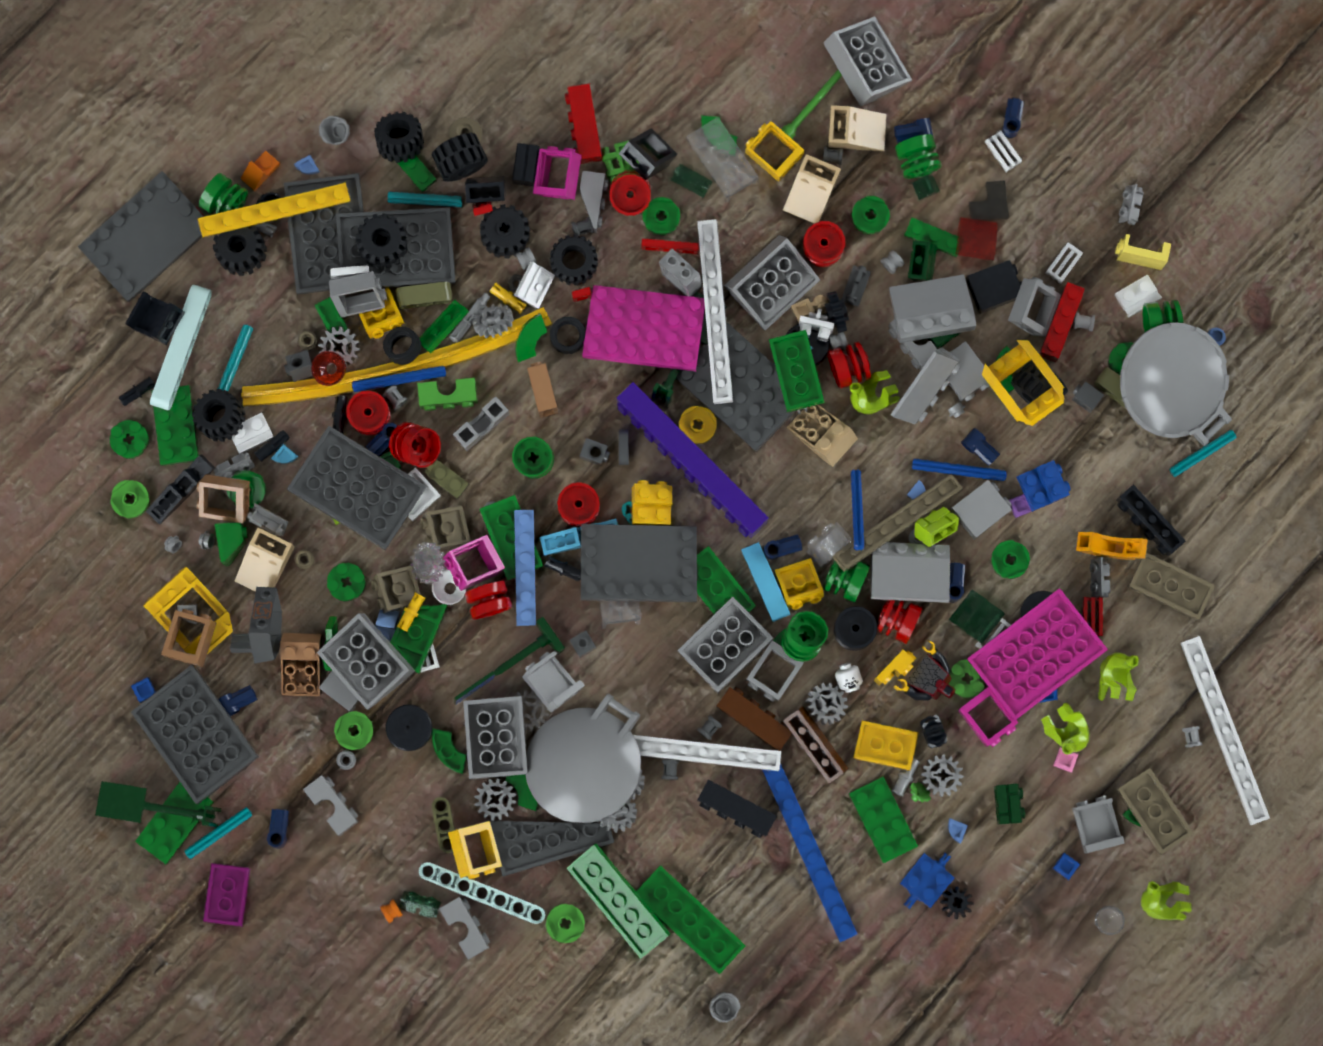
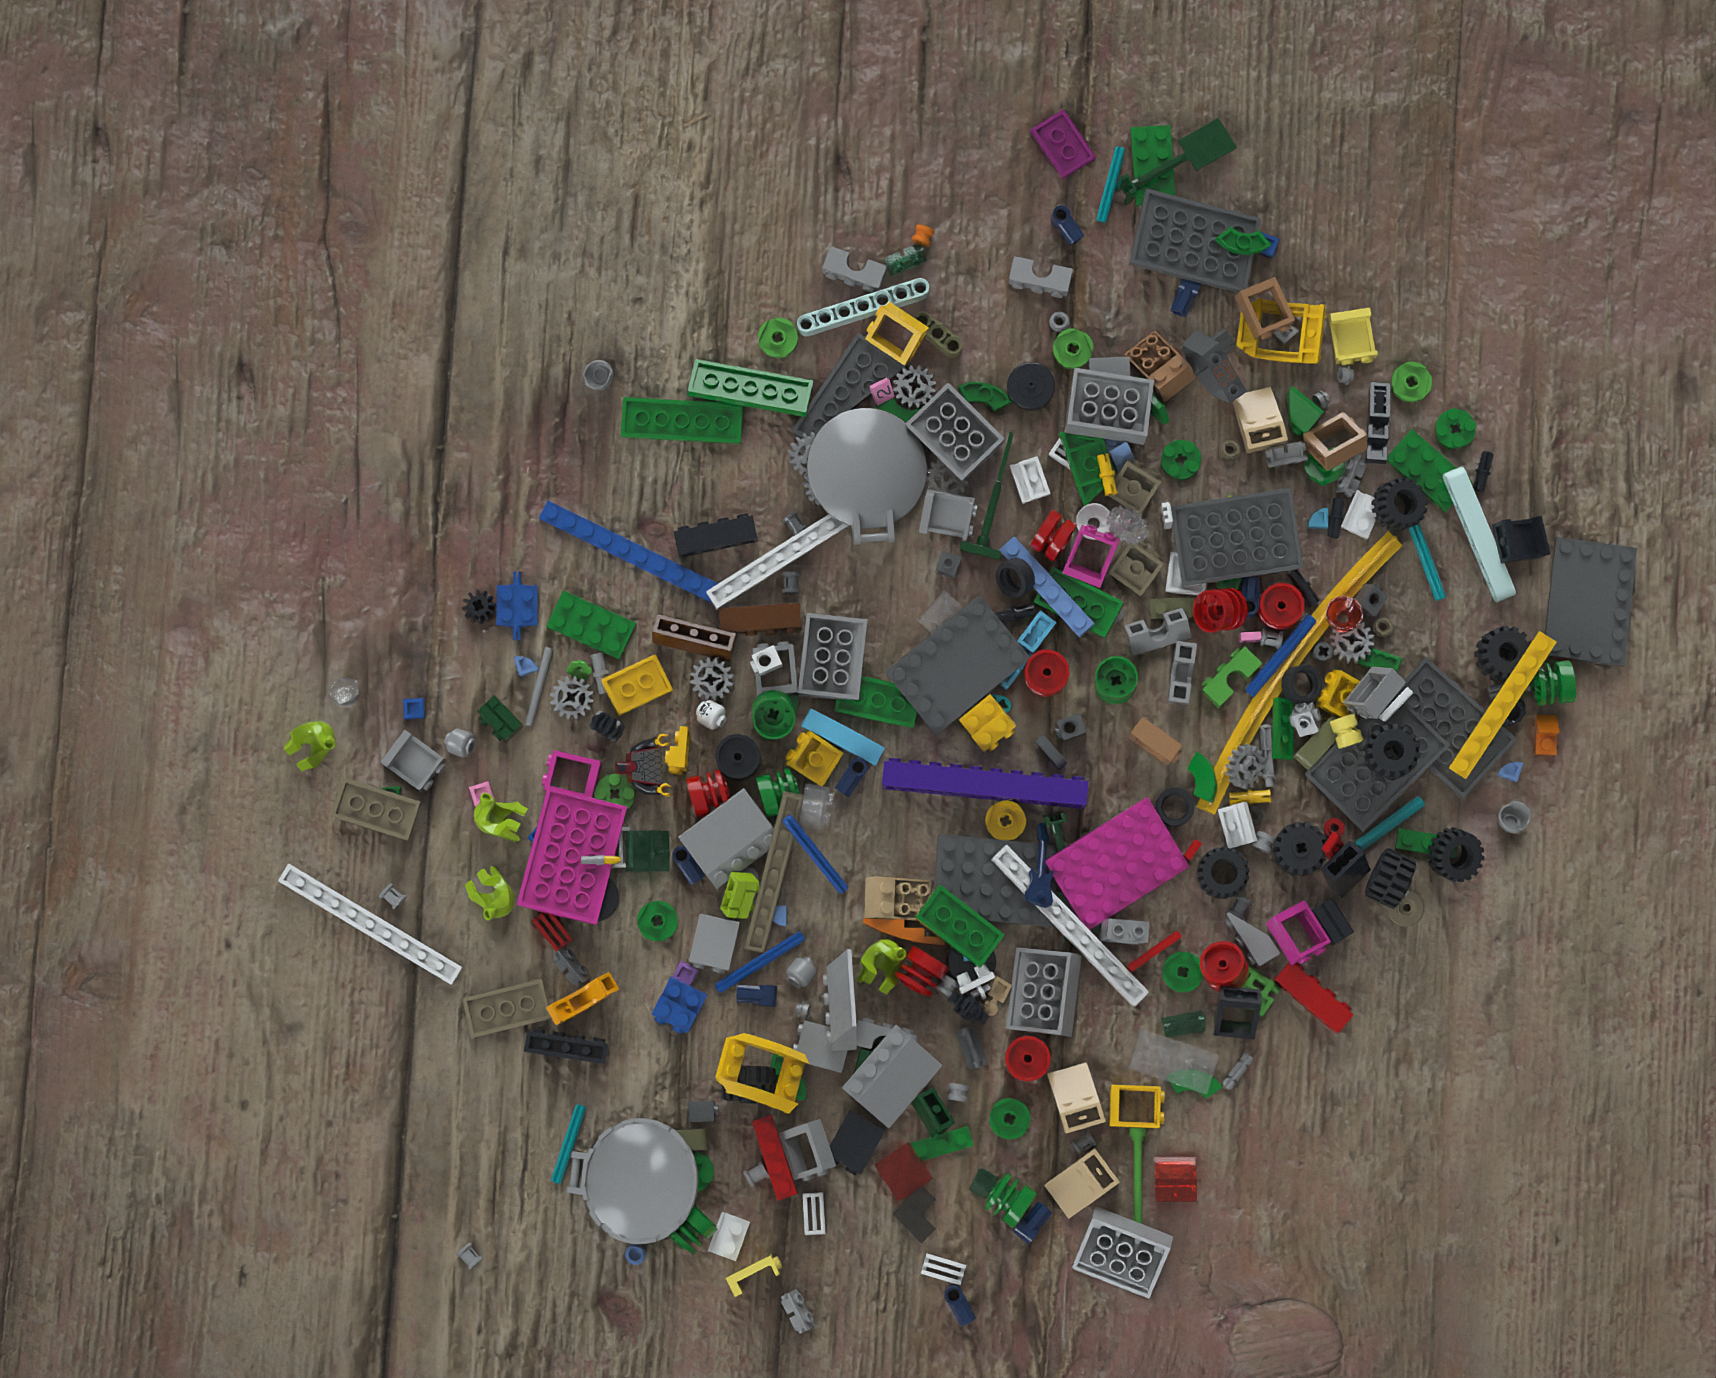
camera: 145 degrees right, 0 degrees up
(143, 567) = (1352, 336): none -> light yellow panel
(161, 703) = (1243, 243): none -> green tile
(363, 353) = (1322, 658): none -> dark grey bush
(393, 546) = (1167, 515): none -> white tile
(400, 283) = (1346, 731): none -> light yellow wheel
(410, 411) = (1250, 637): none -> bright pink tile
(421, 318) = (1305, 719): none -> light grey brick
(462, 461) = (1173, 629): none -> light grey arch
(467, 234) = (1327, 827): none -> red plate
(469, 658) = (1030, 480): none -> white plate
(522, 815) = (882, 391): none -> bright pink tile
(532, 592) = (1006, 584): none -> black tyre
(682, 117) = (1237, 1071): none -> light grey axle
(717, 350) = (1039, 889): none -> dark blue piece
(771, 673) = (768, 652): none -> white brick
(788, 80) = (1175, 1179): none -> clear red slope
(840, 408) = (896, 929): none -> orange slope
(935, 437) = (801, 972): none -> light grey head
(960, 805) = (538, 686): none -> light grey bar
(1019, 633) = (600, 859): none -> light grey piece
(1052, 810) = (460, 742): none -> light grey head

